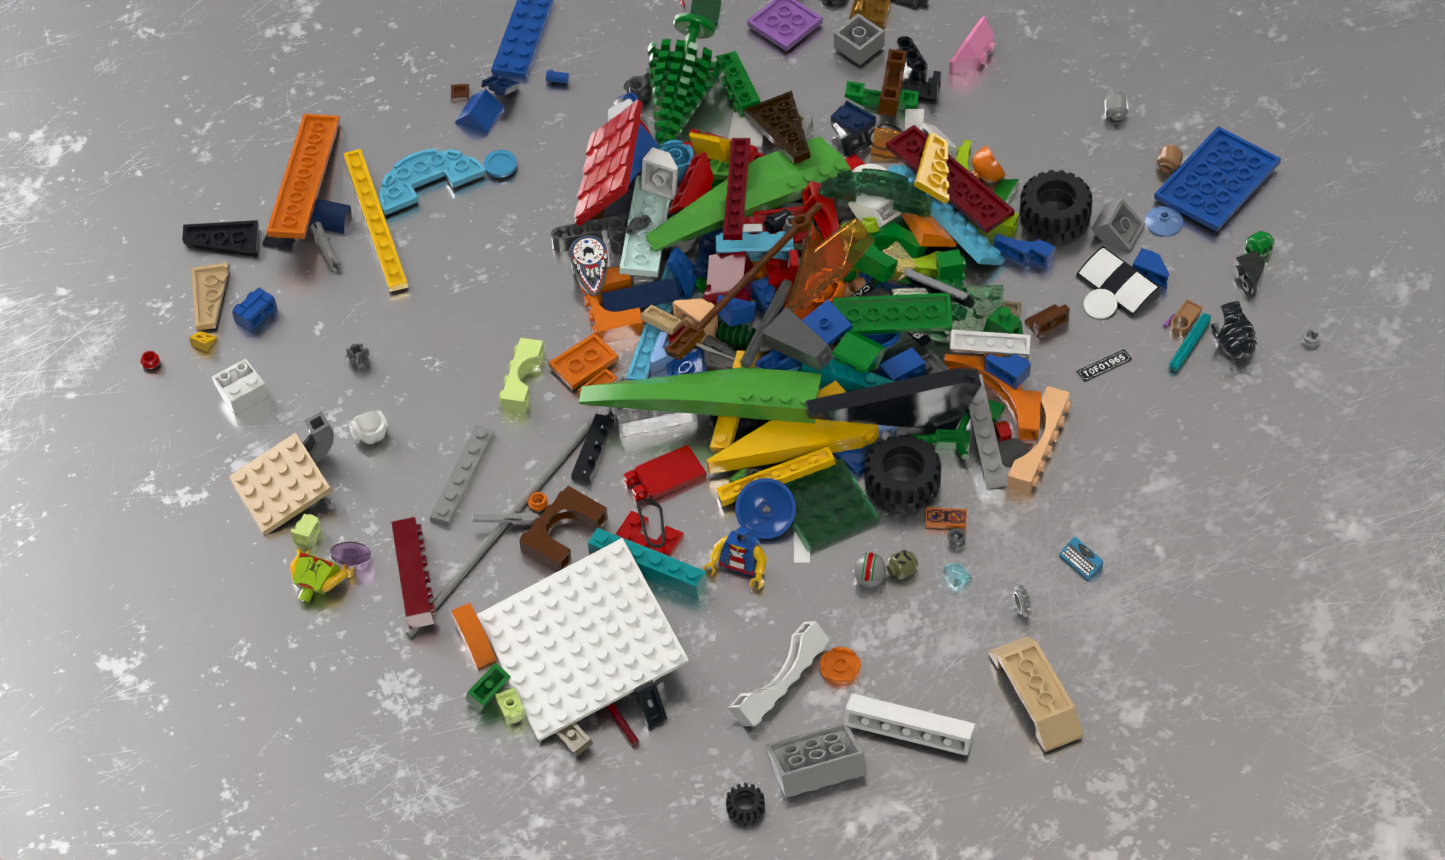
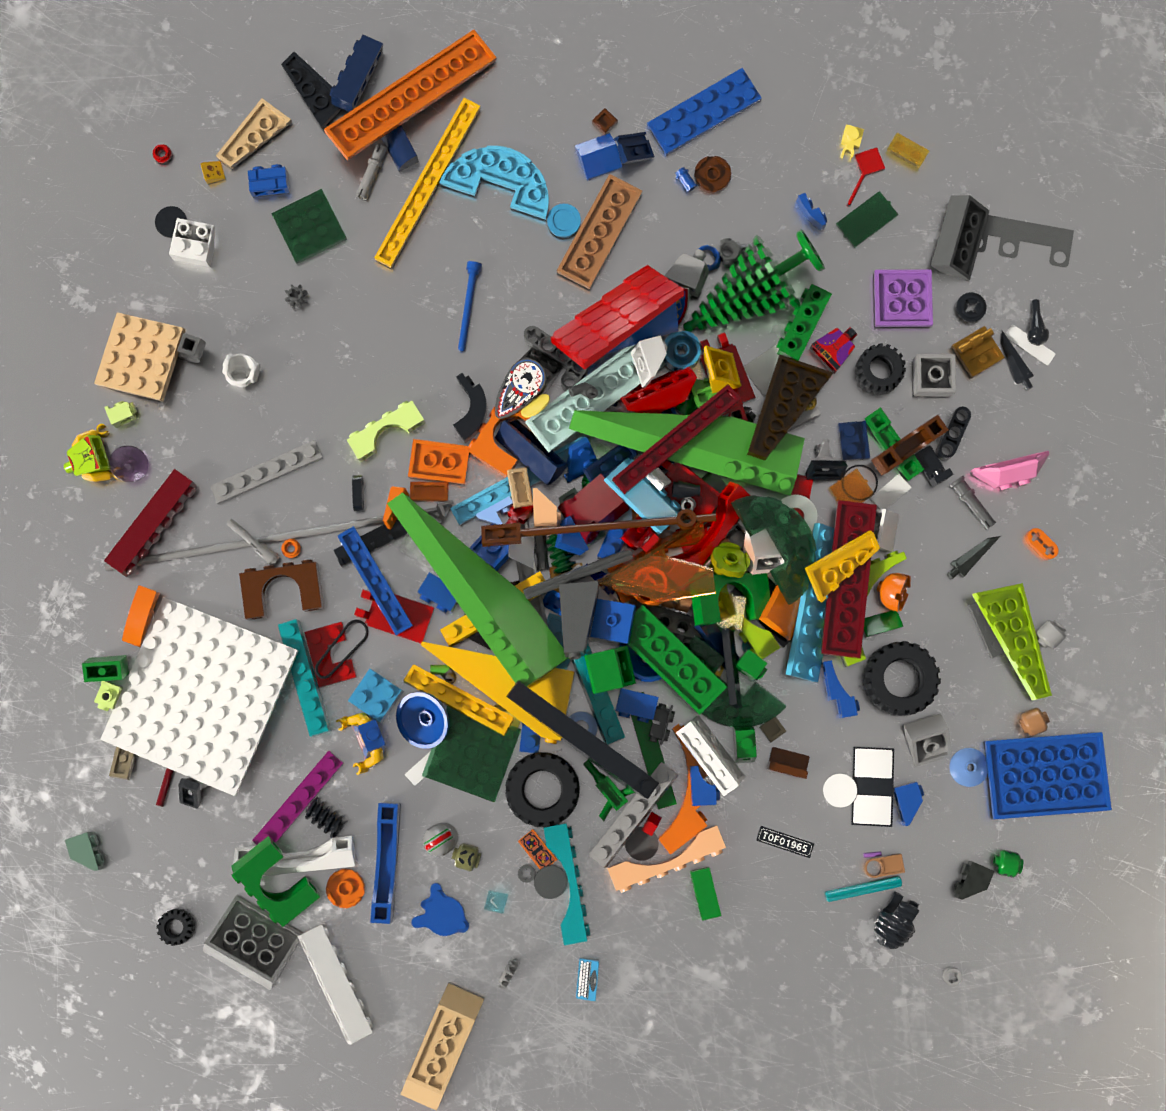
camera: 45 degrees right, 30 degrees up
(204, 395) = (166, 220): none -> black piece
(247, 197) = (356, 73): none -> dark blue brick
(316, 313) = (309, 226): none -> clear green plate
(469, 238) = (473, 271): none -> blue piece
(533, 149) = (599, 231): none -> medium nougat plate
(547, 426) = (358, 492): none -> black beam
(569, 306) = (476, 416): none -> black arch
(572, 61) = (712, 174): none -> reddish brown tile
(584, 410) = (389, 517): none -> orange slope
(614, 260) = (535, 405): none -> light yellow piece
(614, 820) = (85, 851): none -> sand green slope
(626, 458) = (374, 580): none -> blue plate
(661, 27) = (815, 216): none -> blue slope
(681, 431) = (435, 591): none -> blue brick
(710, 525) = (375, 695): none -> dark azure brick
(736, 643) = (300, 798): none -> magenta plate
(760, 697) = (281, 906): none -> green arch
(769, 631) = (325, 818): none -> black piece
(774, 79) = (834, 347): none -> torso
(819, 65) = (884, 354): none -> black tyre
(874, 639) = (386, 861): none -> blue arch
(929, 617) = (442, 914): none -> blue tile
(973, 84) = (967, 494): none -> dark grey pin
(979, 527) = (550, 882): none -> dark grey piece
(1011, 118) = (969, 559): none -> pearl dark grey bar
(1029, 534) = (573, 925): none -> teal arch
(1045, 69) = (1045, 540): none -> orange beam
(1073, 139) = (988, 636): none -> dark grey plate
(1084, 119) = (1012, 624): none -> lime wing
(1091, 435) = (705, 893): none -> green piece

